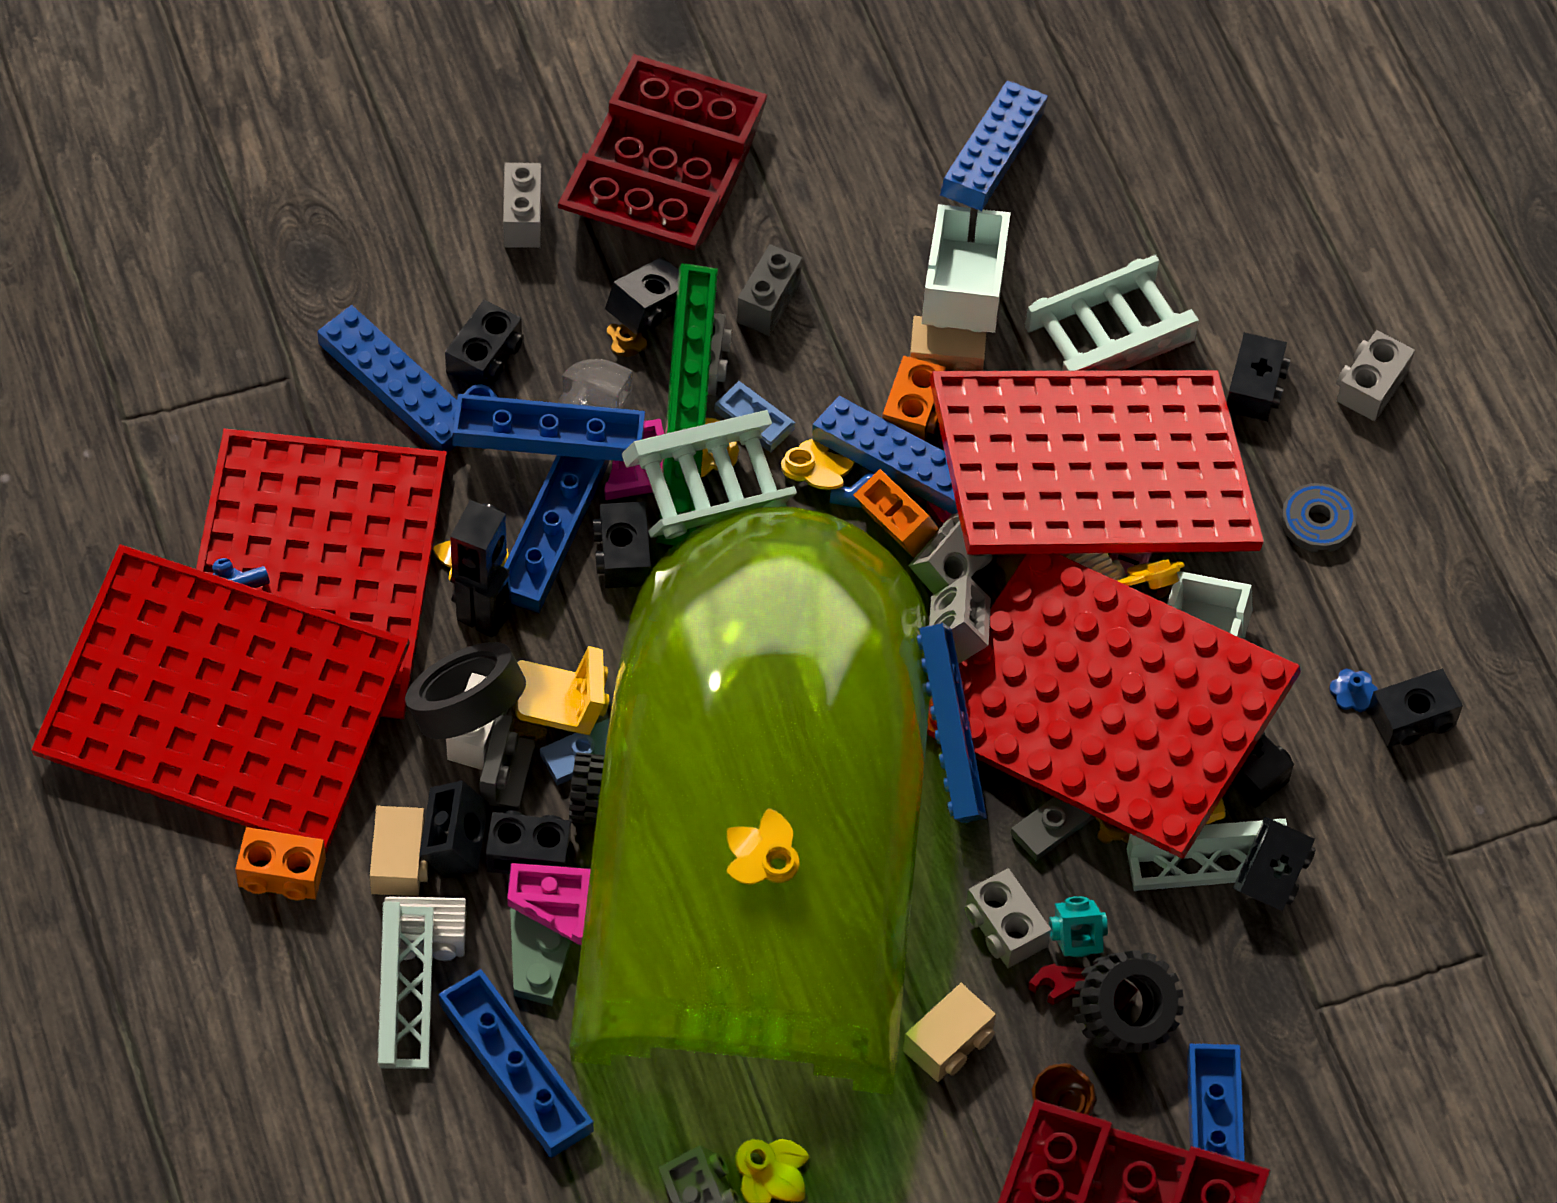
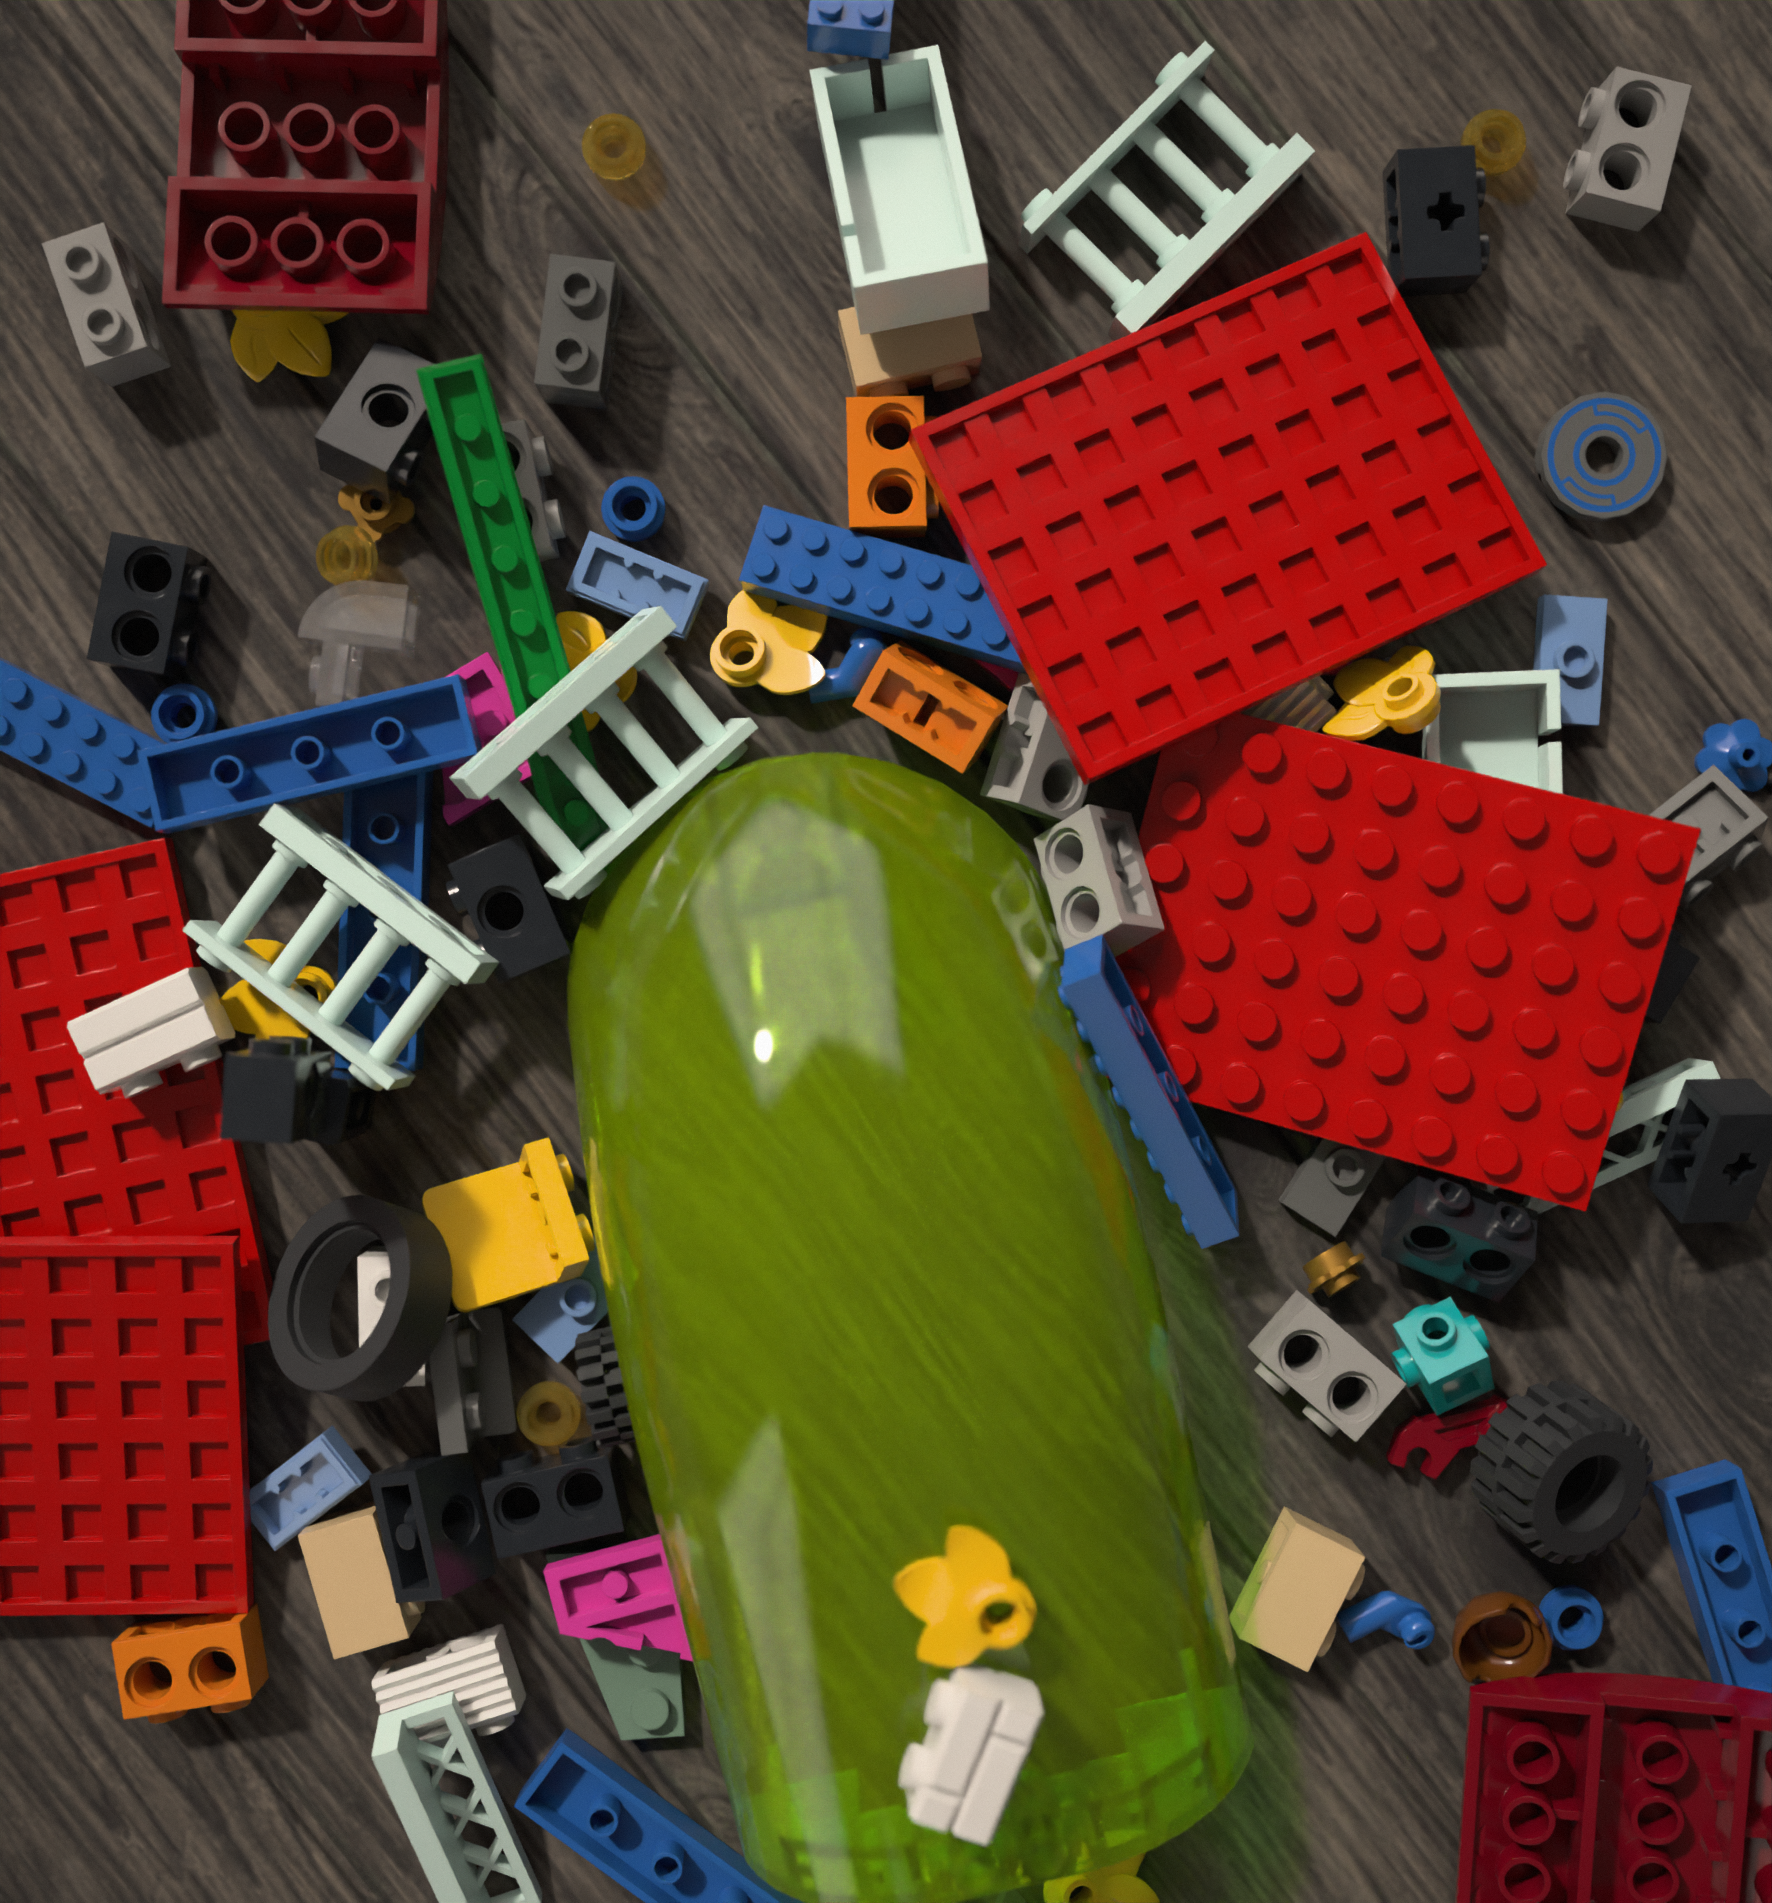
camera: 15 degrees left, 30 degrees up
(396, 789) = (305, 1487): none -> medium blue plate
(405, 531) = (151, 1031): none -> white brick
(537, 796) = (538, 1429): none -> clear yellow plate
(565, 515) = (399, 922): none -> light aqua fence
(602, 349) = (347, 555): none -> clear yellow plate
(610, 246) = (289, 337): none -> yellow plate
(738, 926) = (971, 1751): none -> white brick
(770, 373) = (619, 495): none -> blue plate
(823, 209) = (608, 129): none -> clear yellow plate
(1001, 1071) = (1392, 1614): none -> blue arm
(1031, 869) = (1333, 1270): none -> pearl gold plate
(1105, 875) = (1459, 1234): none -> black brick
(1117, 1099) = (1584, 1628): none -> blue plate
(1270, 609) = (1573, 640): none -> medium blue plate
(1307, 345) = (1503, 127): none -> clear yellow plate
(1315, 718) = (1728, 825): none -> bracket

